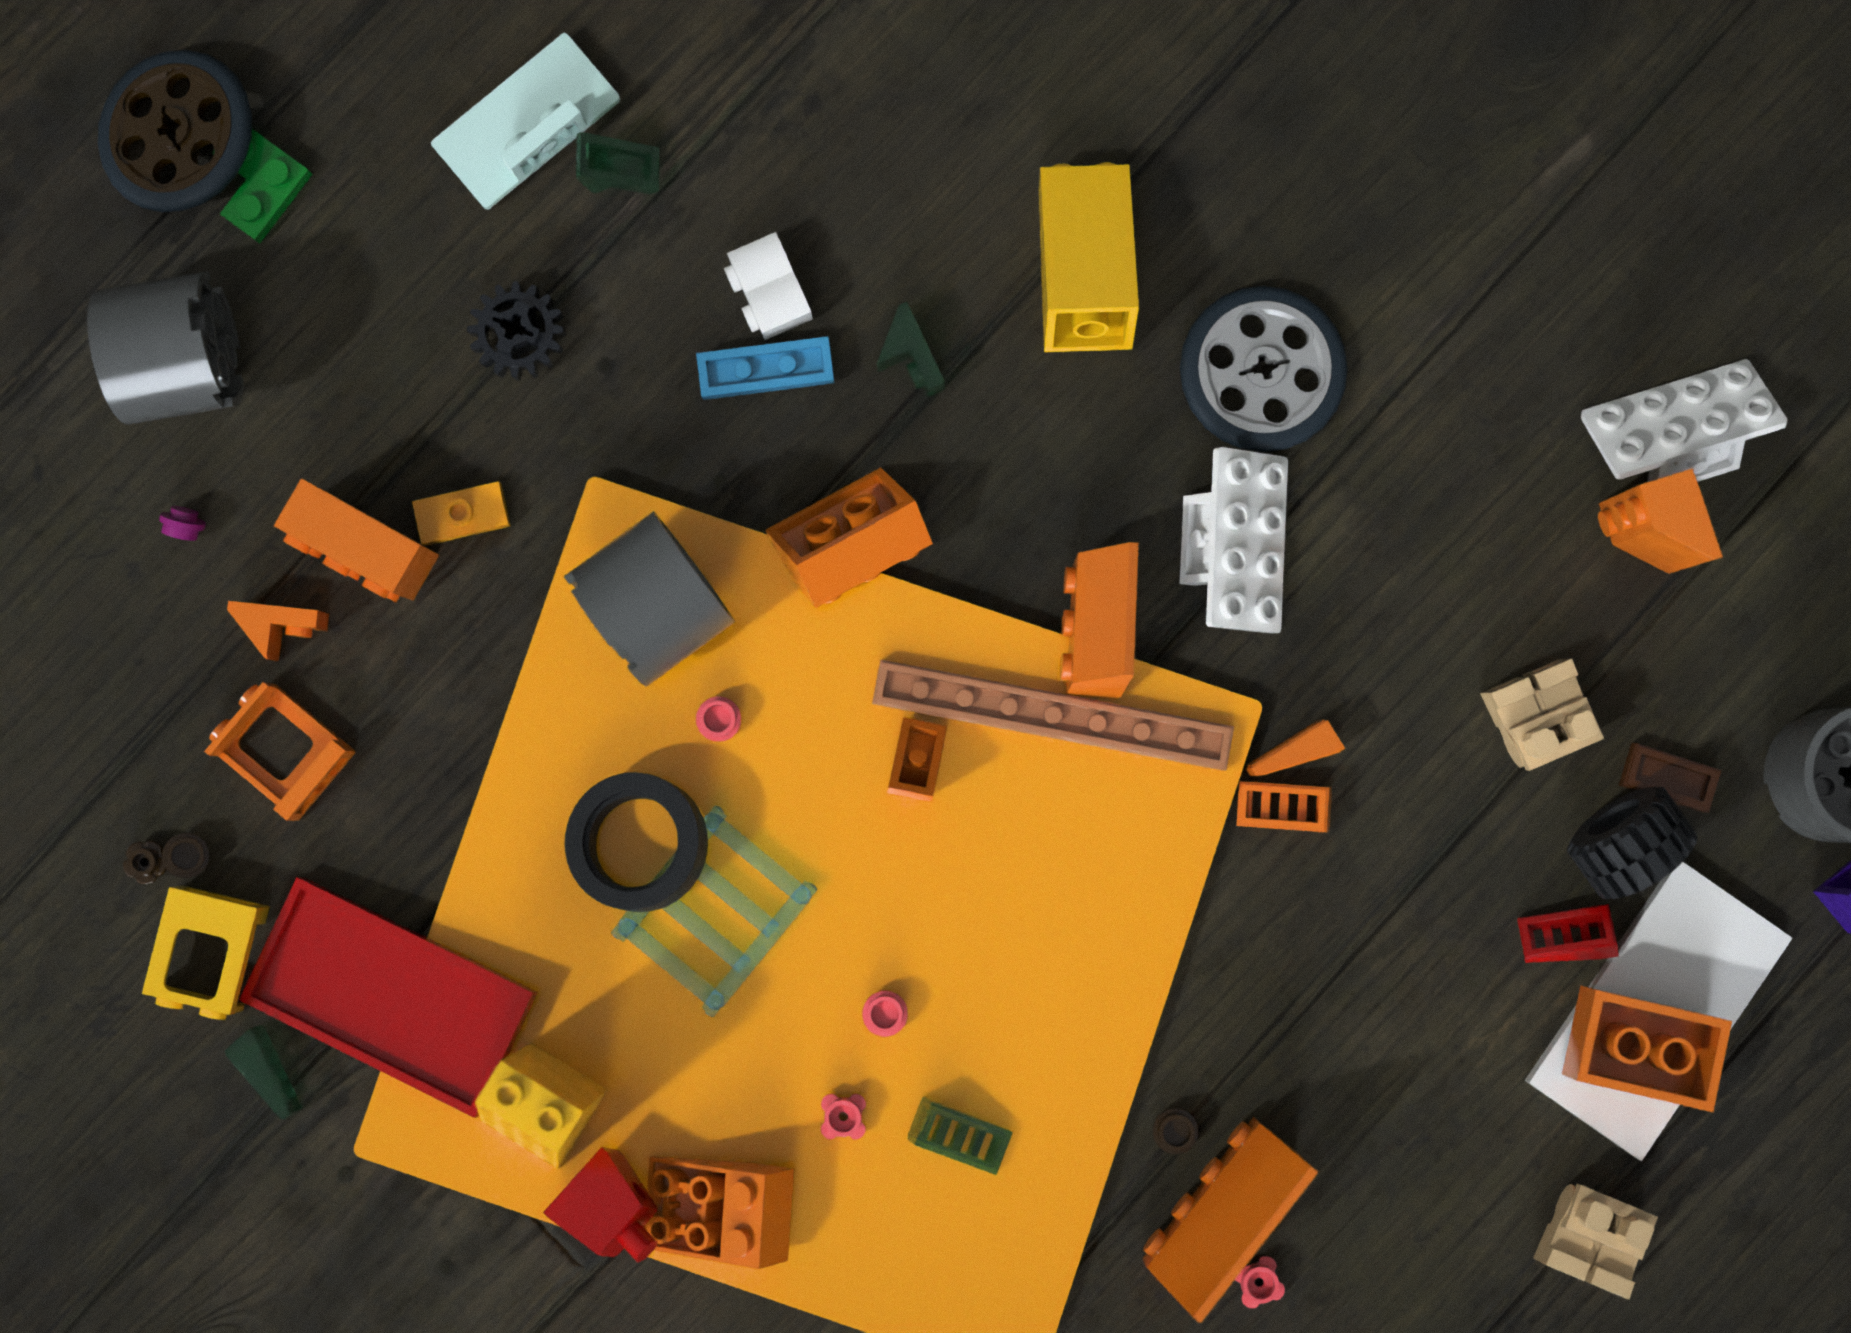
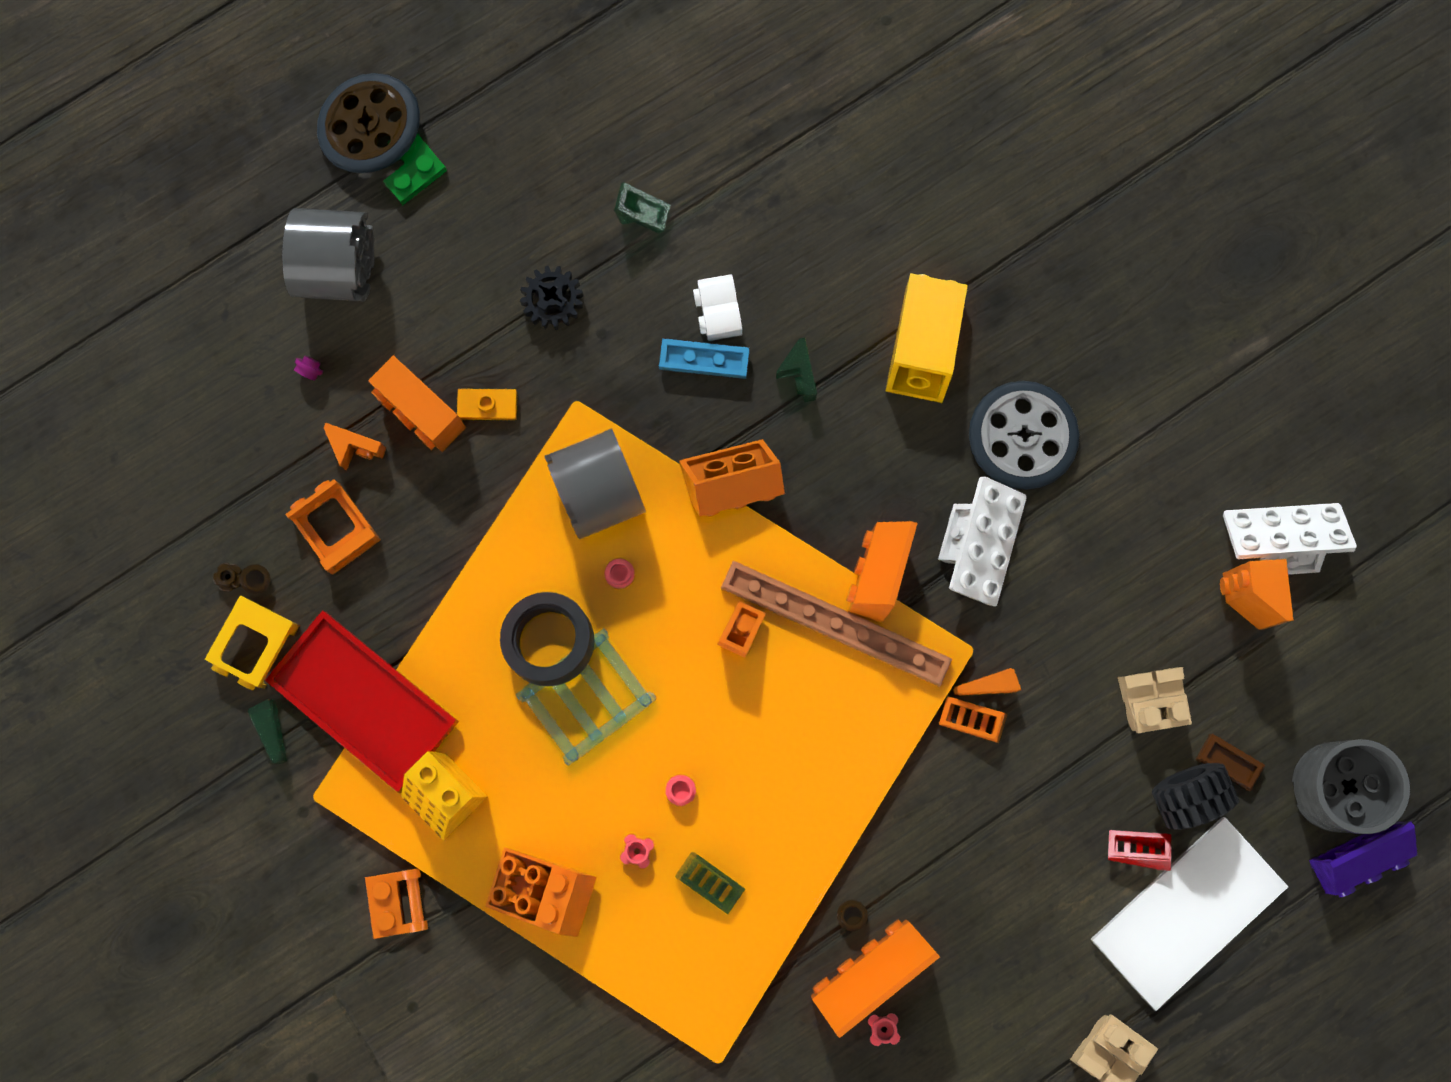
camera: 10 degrees right, 5 degrees down
(501, 1279) = (386, 903): none -> orange plate
(525, 121) = (590, 169): light aqua bracket -> none
(606, 1207) = (468, 871): red torso -> none
(1646, 1048) = (1175, 933): orange brick -> none

